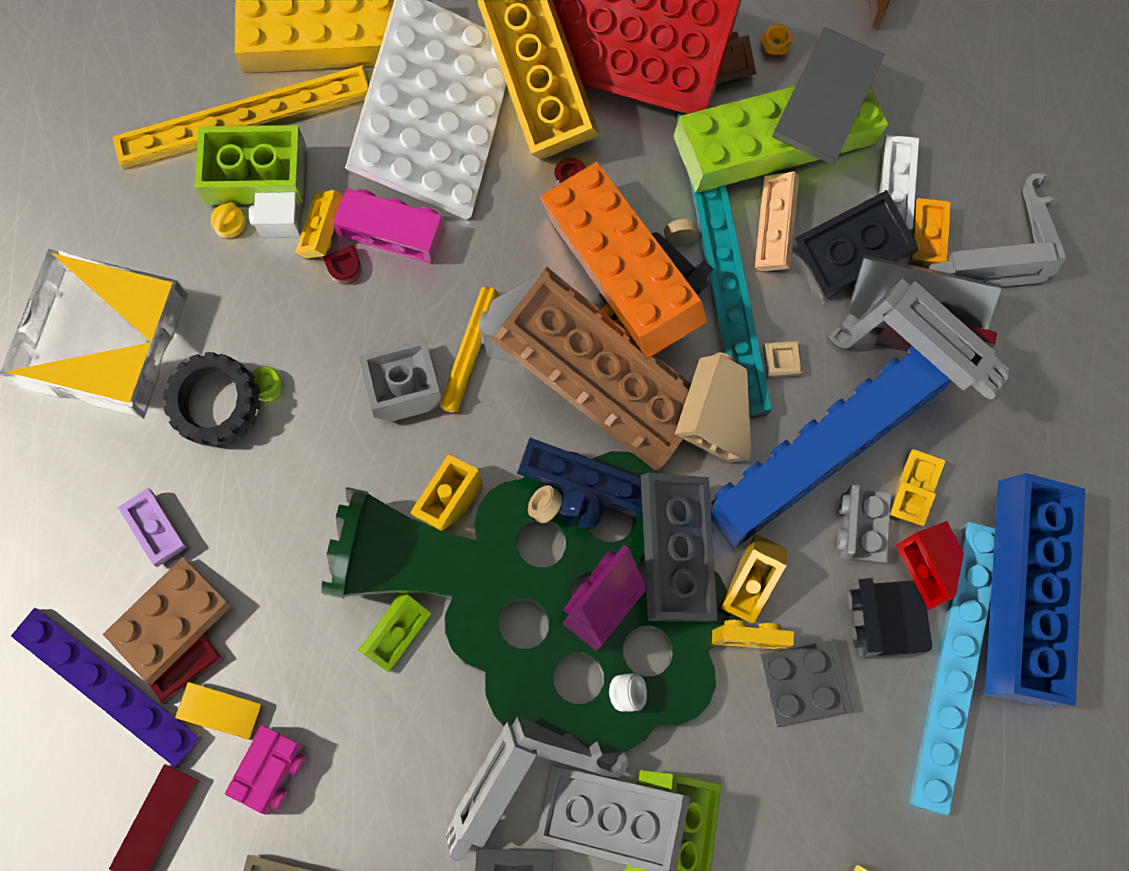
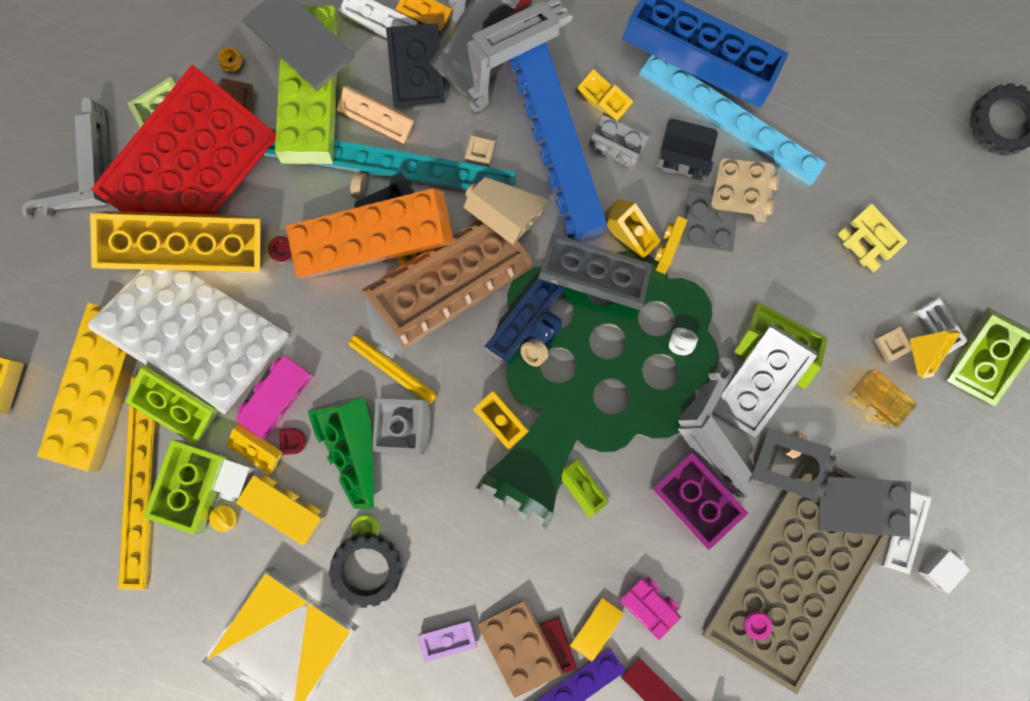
camera: 70 degrees left, 10 degrees up
(256, 279) = (281, 509): none -> yellow brick
(338, 111) = (170, 405): none -> lime slope
(371, 323) = (348, 438): none -> green wedge
(423, 787) = (698, 501): none -> magenta brick
(605, 598) = (617, 334): magenta slope -> none
(868, 714) = (745, 188): none -> tan bracket
(933, 562) = (662, 104): red slope -> none

